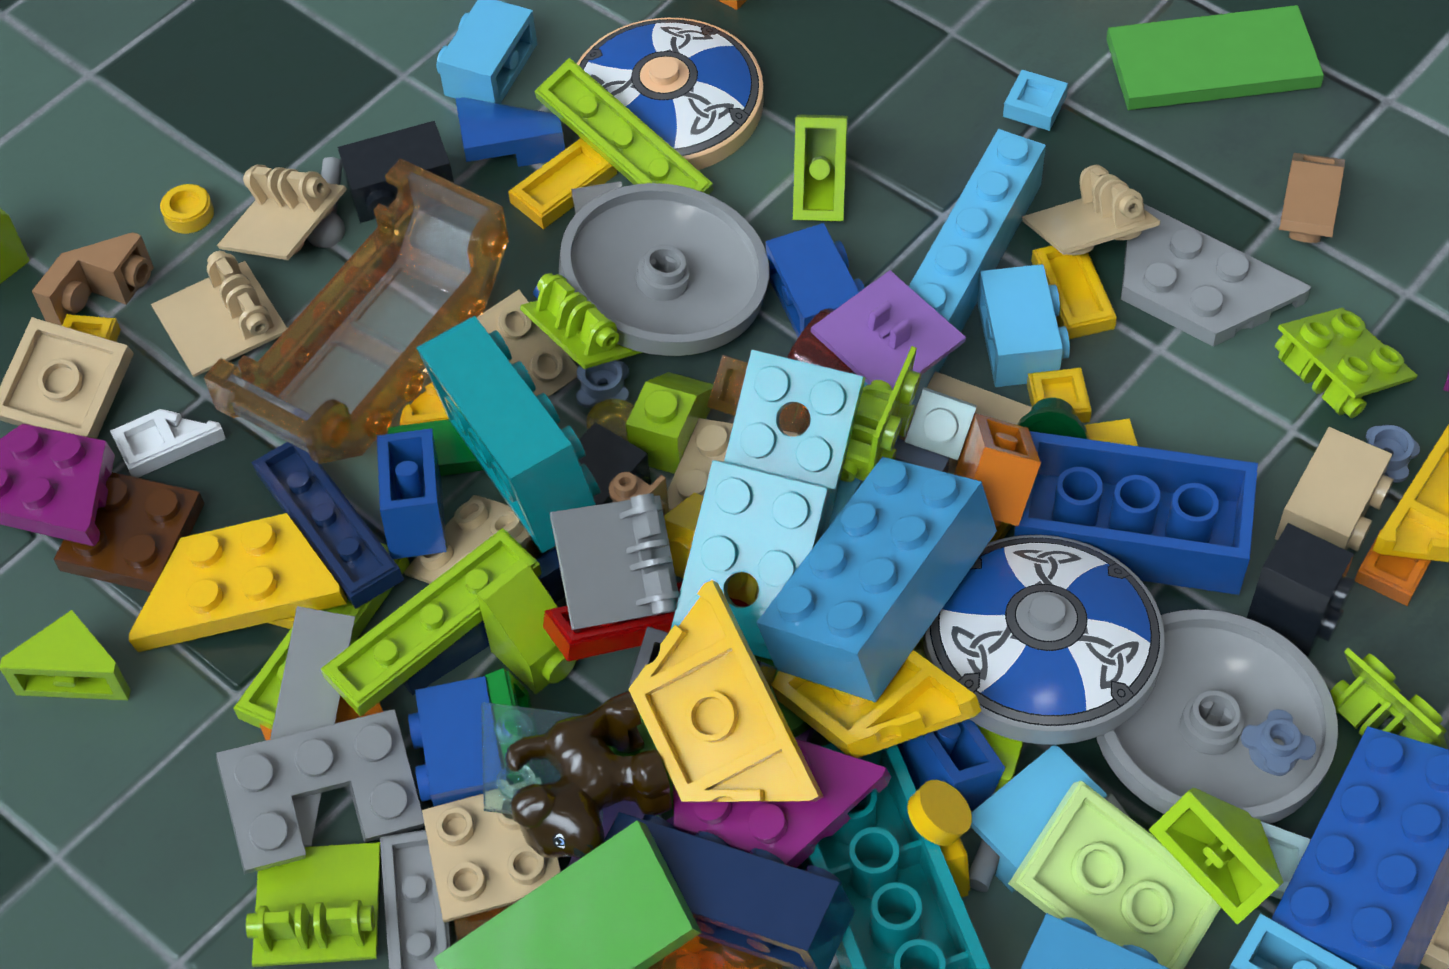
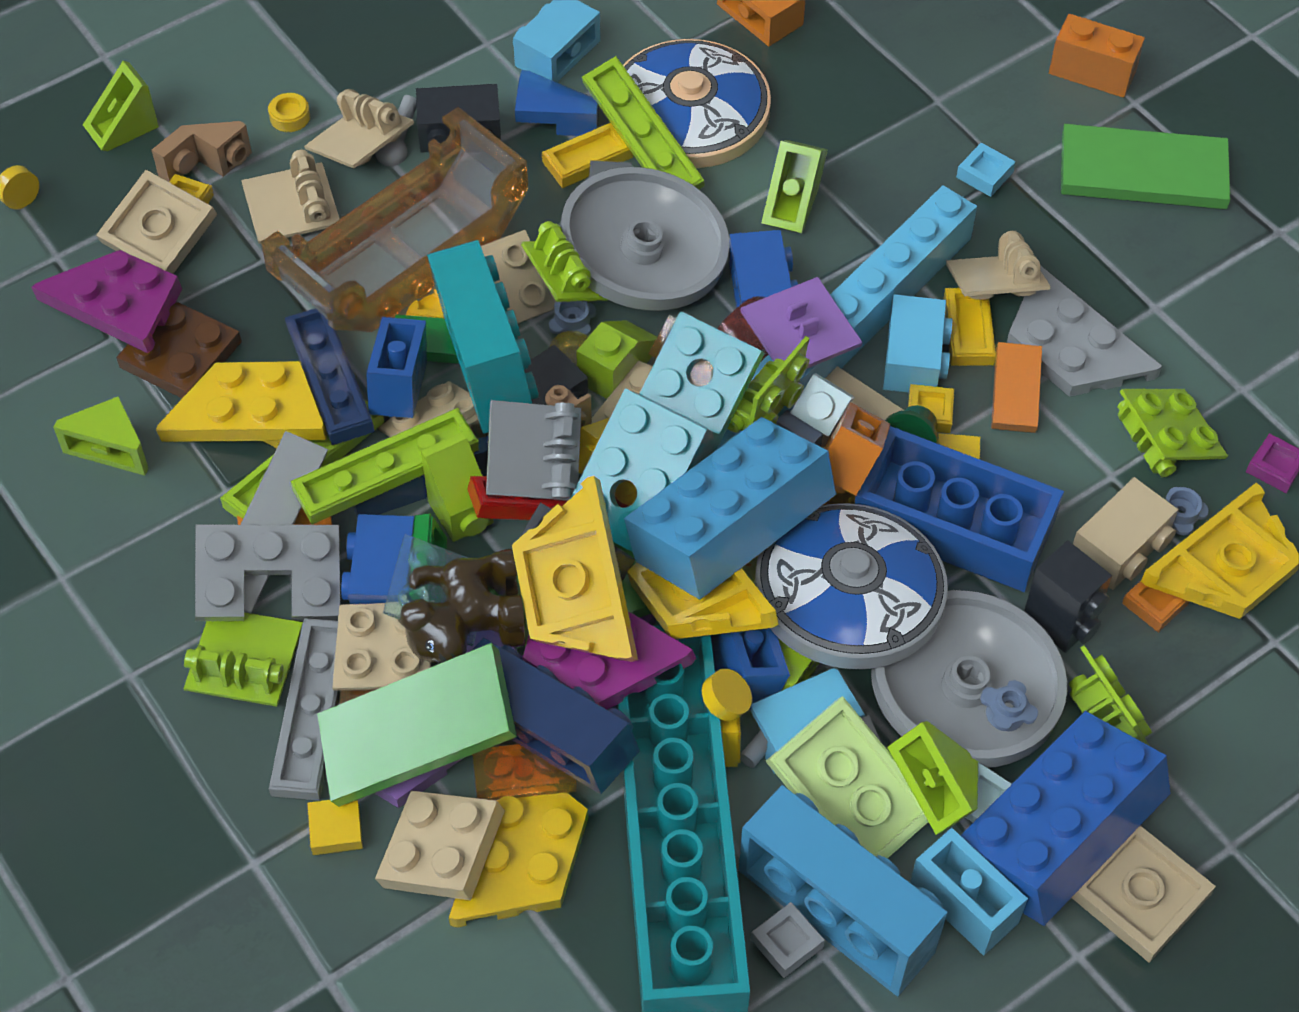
camera: 10 degrees right, 0 degrees up
(162, 439) = (221, 286): white tile -> none
(1153, 349) = (1016, 387): none -> orange tile
(1312, 197) = (1185, 294): medium nougat slope -> none

